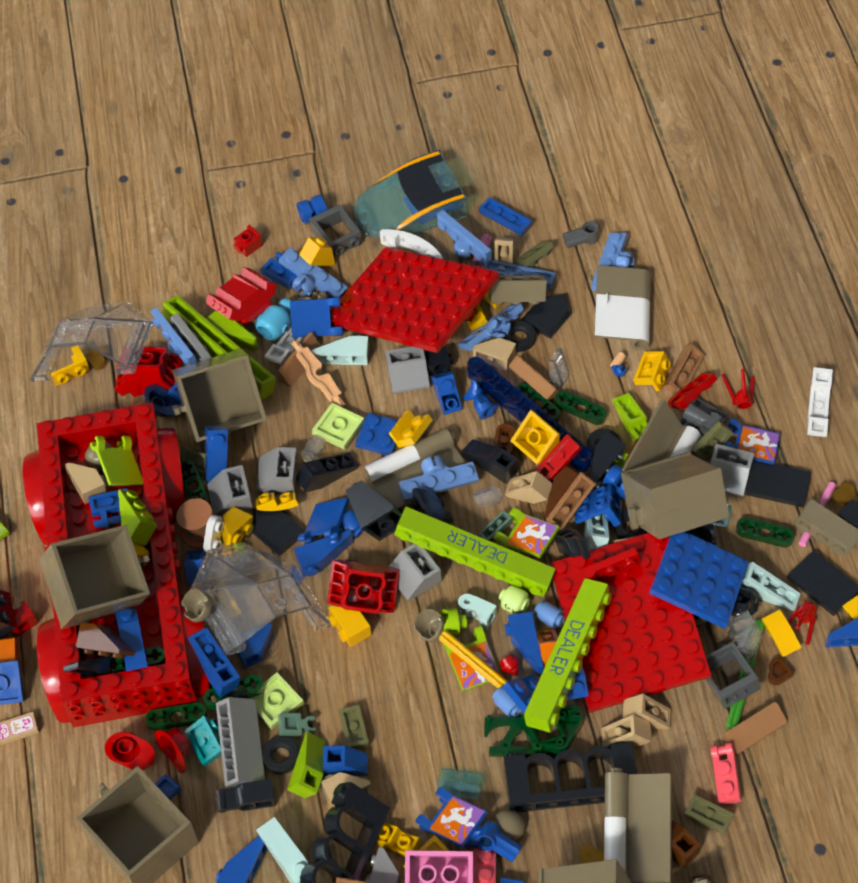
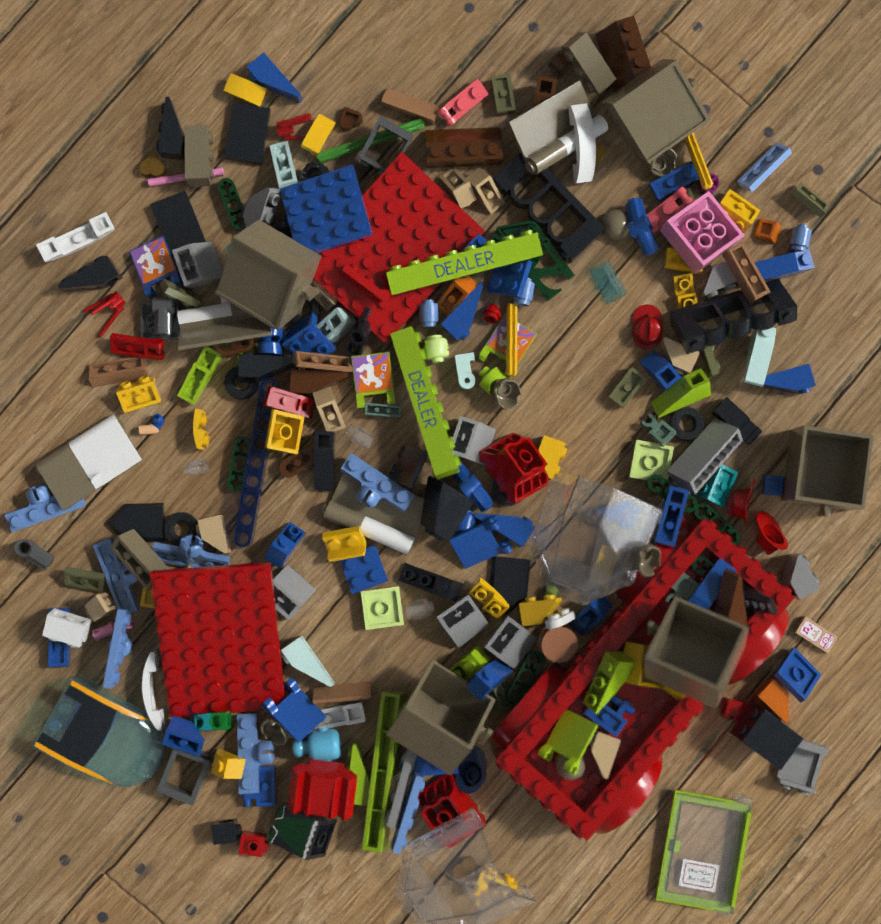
camera: 135 degrees left, 30 degrees up
(71, 740) = (799, 576): none -> light grey slope
(150, 627) = (683, 588): none -> sand green plate
(220, 266) = (301, 834): none -> slope
(240, 448) = (470, 663): none -> lime slope
(272, 230) = (226, 831): none -> black brick
(311, 208) = (177, 815): blue wheel -> none
(313, 811) = (711, 364): none -> olive plate
(324, 381) = (344, 673): light nougat piece -> none
(353, 270) = (213, 721): none -> leg
(363, 241) = (183, 736): none -> blue slope
(376, 545) = (473, 488): none -> blue piece
(393, 787) = (647, 327): none -> red piece
(455, 819) = (644, 259): flag -> none
(482, 403) = (274, 507): blue animal -> none
(506, 217) = (66, 628): none -> white brick
(533, 378) = (217, 483): medium nougat slope -> none
(588, 390) = (200, 436): none -> yellow slope
(595, 409) = (221, 412): dark green beam -> none
(608, 841) = (584, 141): none -> white slope
(683, 743) = (464, 147): none -> reddish brown slope
(737, 539) = (262, 206): none -> light grey slope
(746, 633) = (342, 154): clear slope -> none
(774, 399) = (96, 276): none -> black slope

